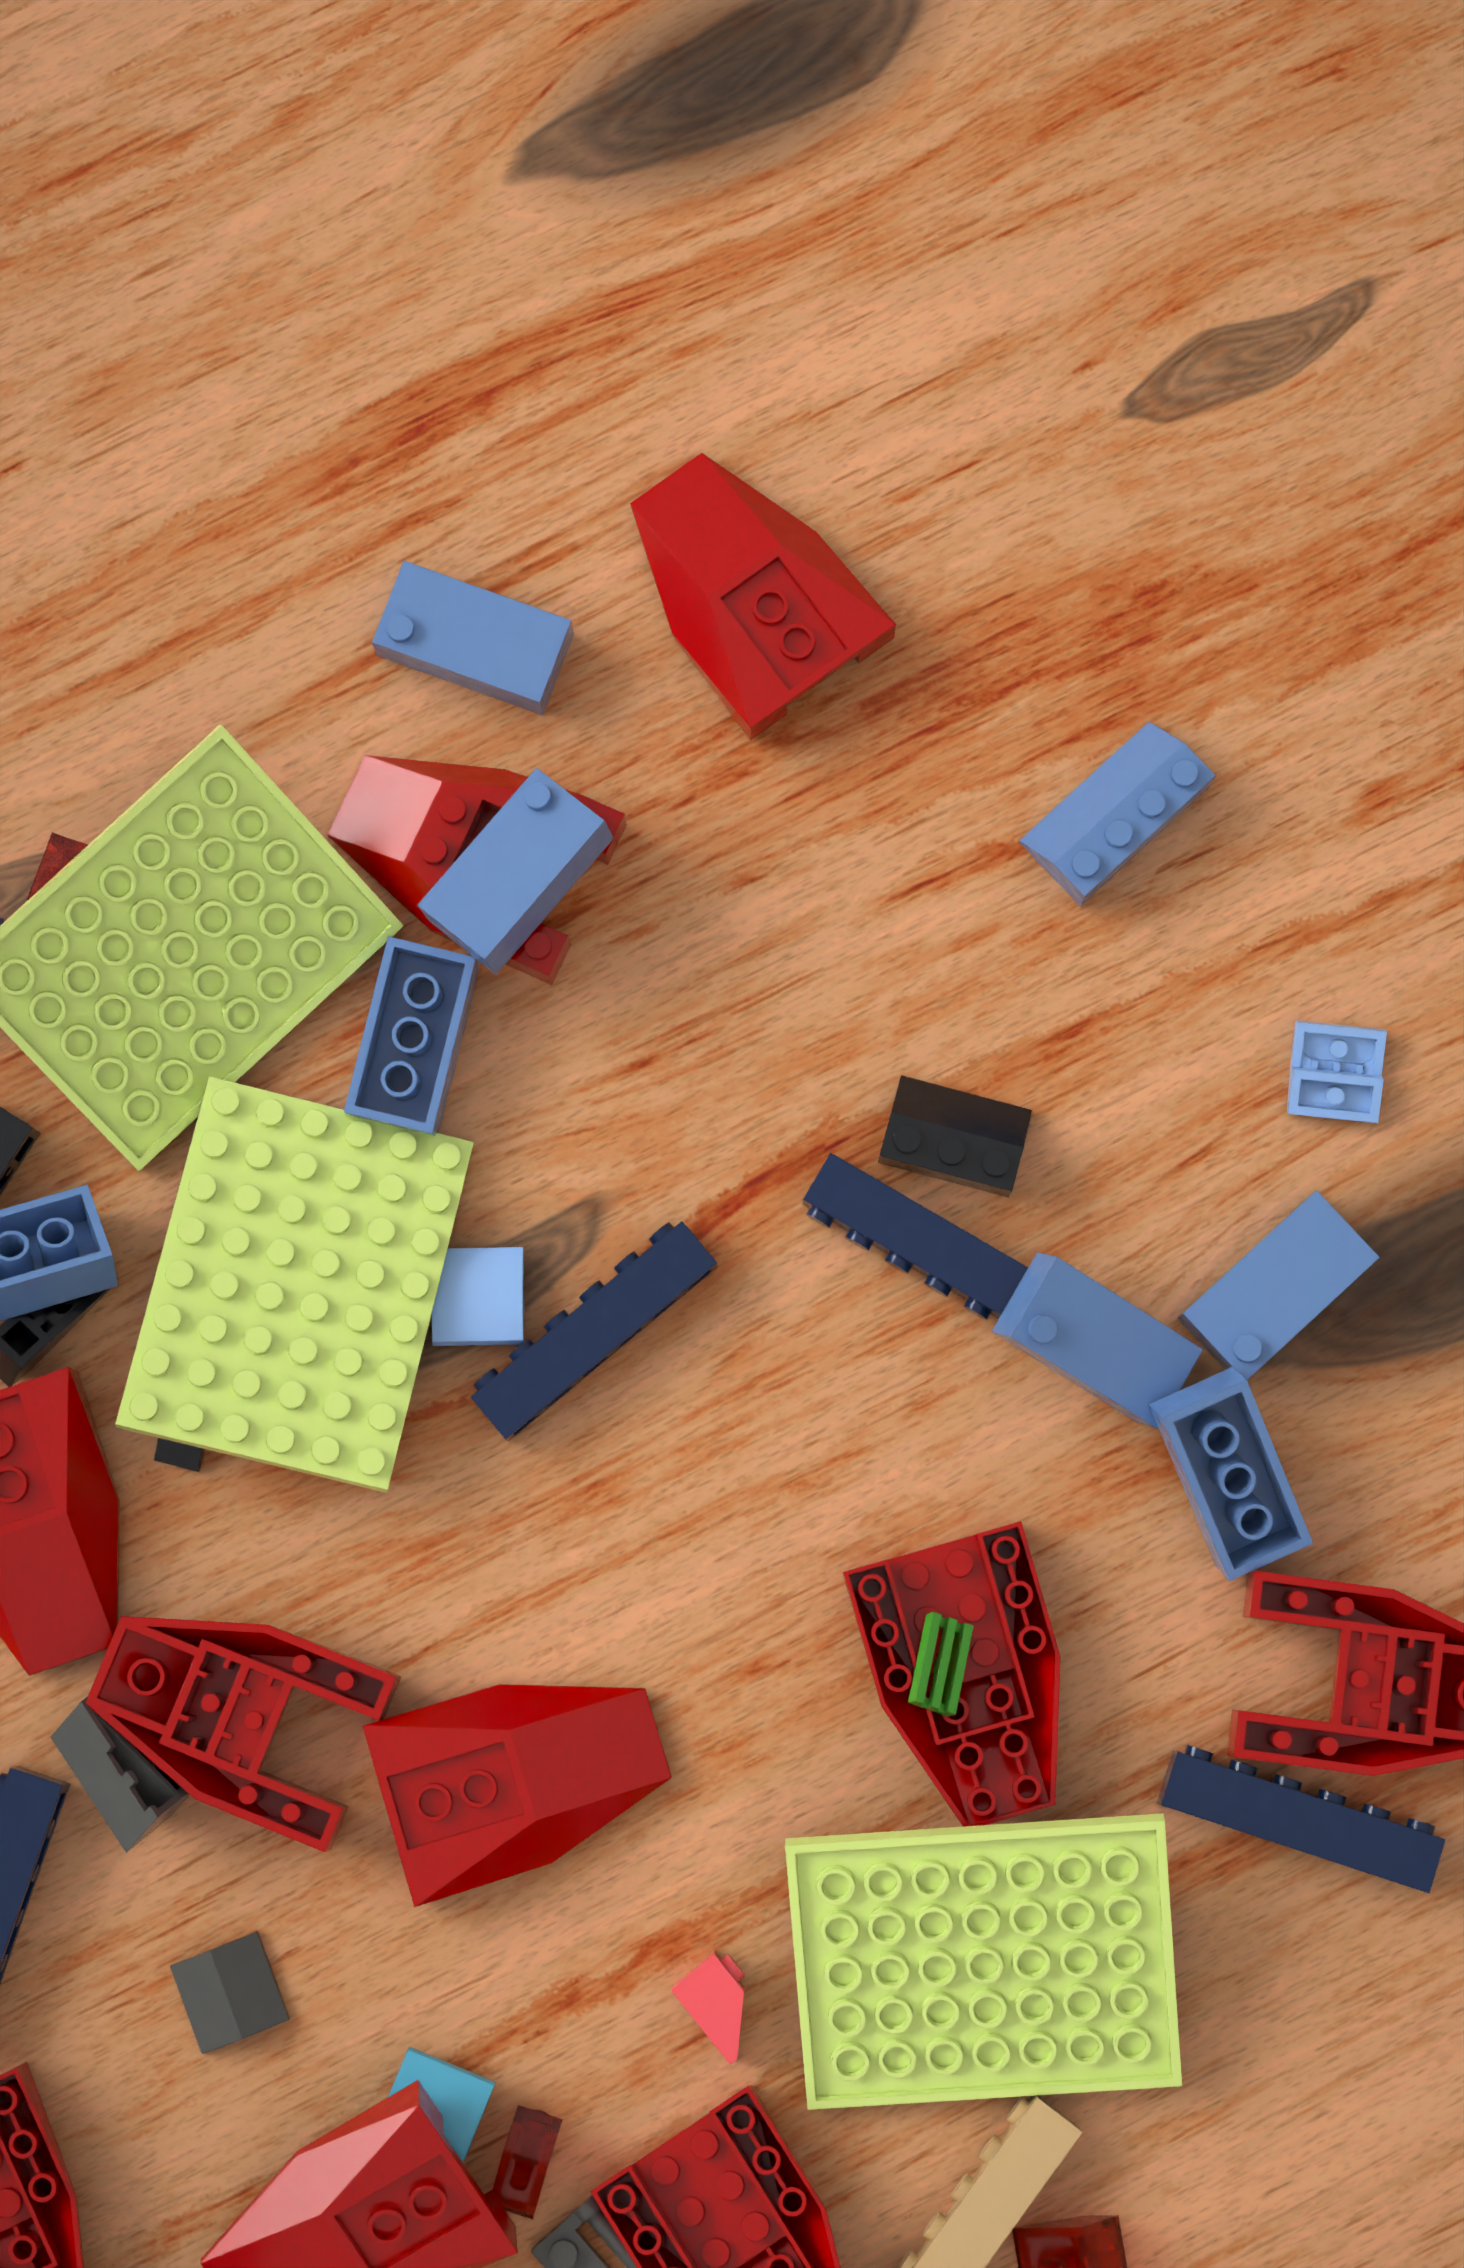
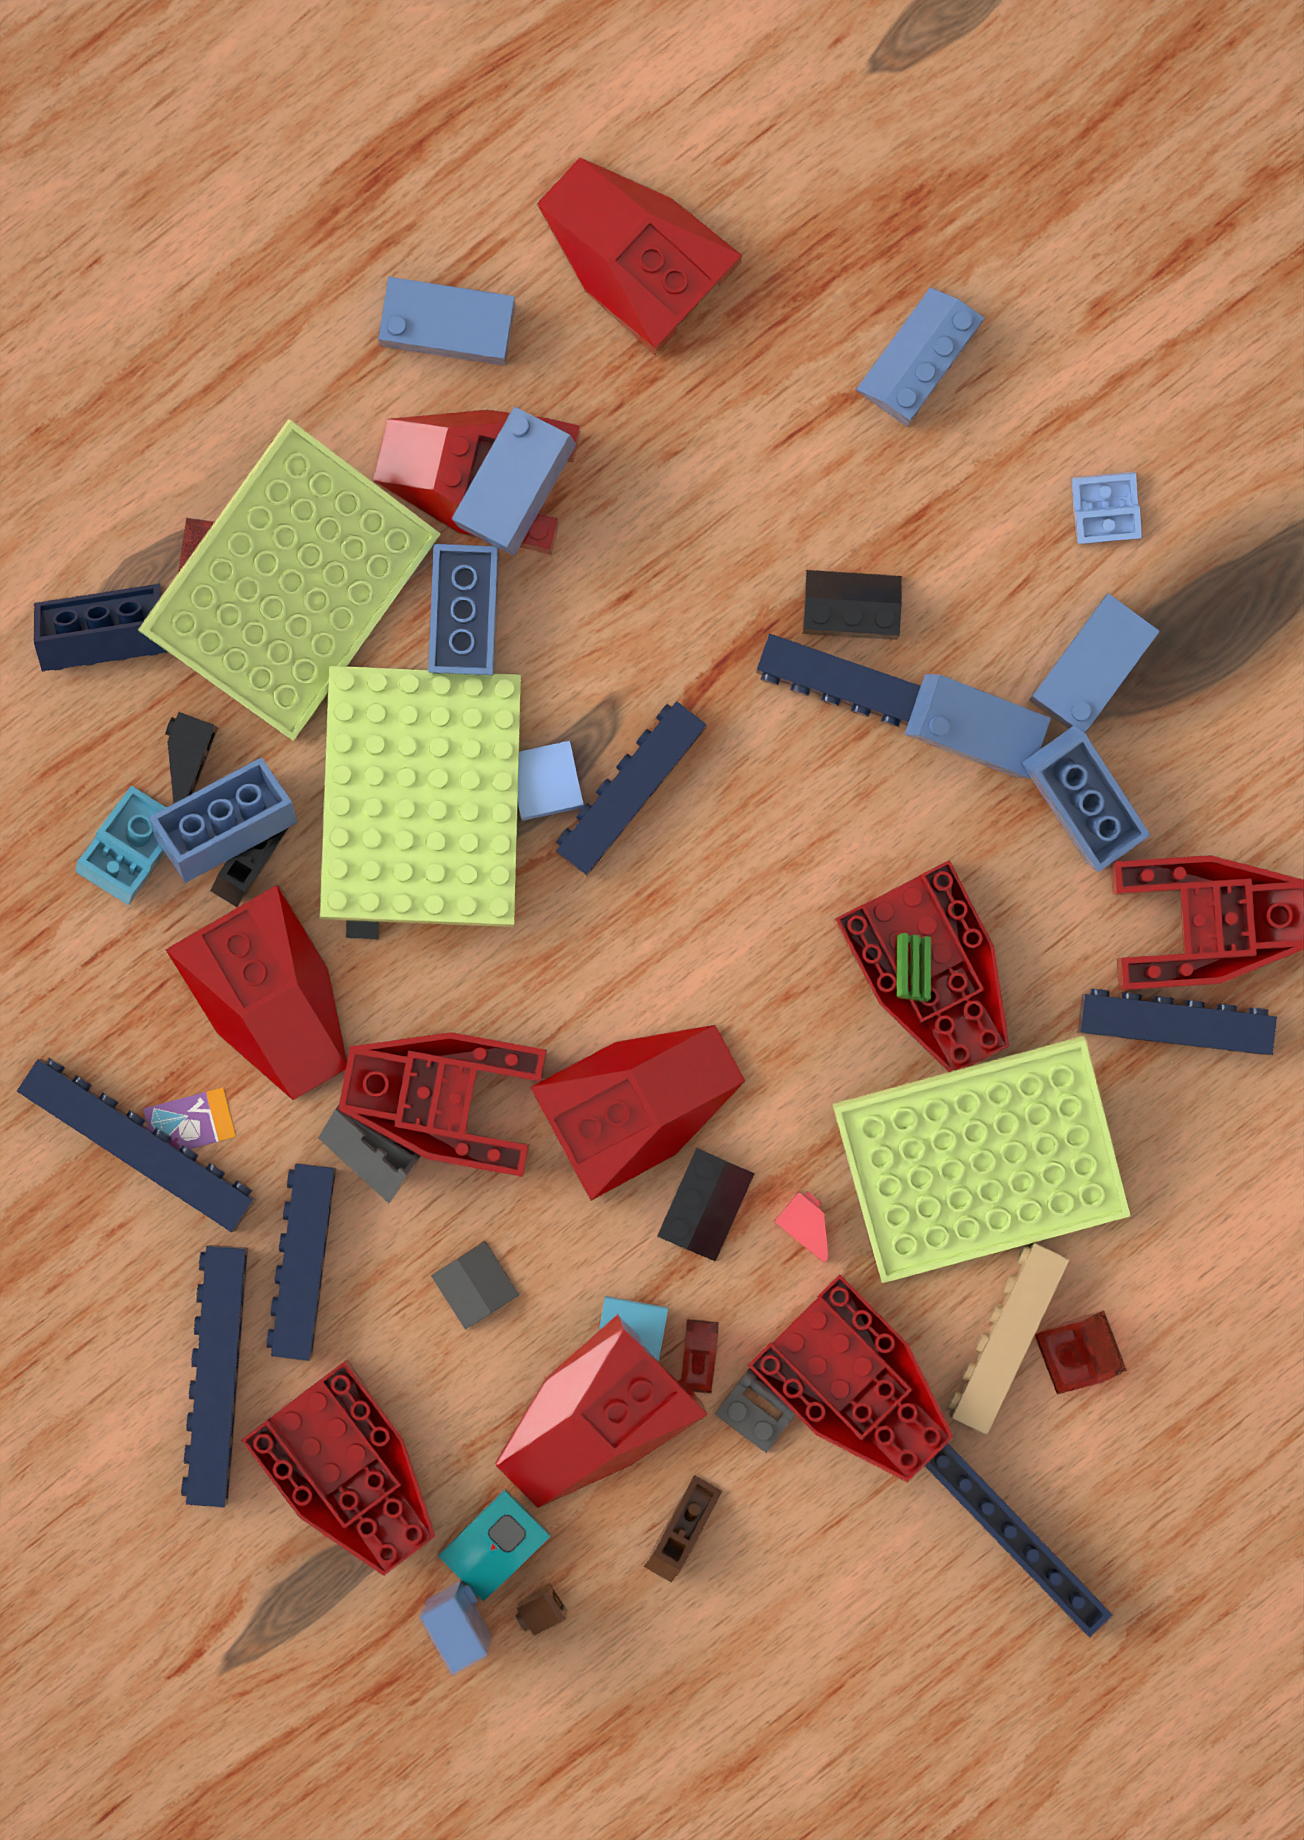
camera: 15 degrees left, 5 degrees up
(579, 1944) = (705, 1204): none -> black slope

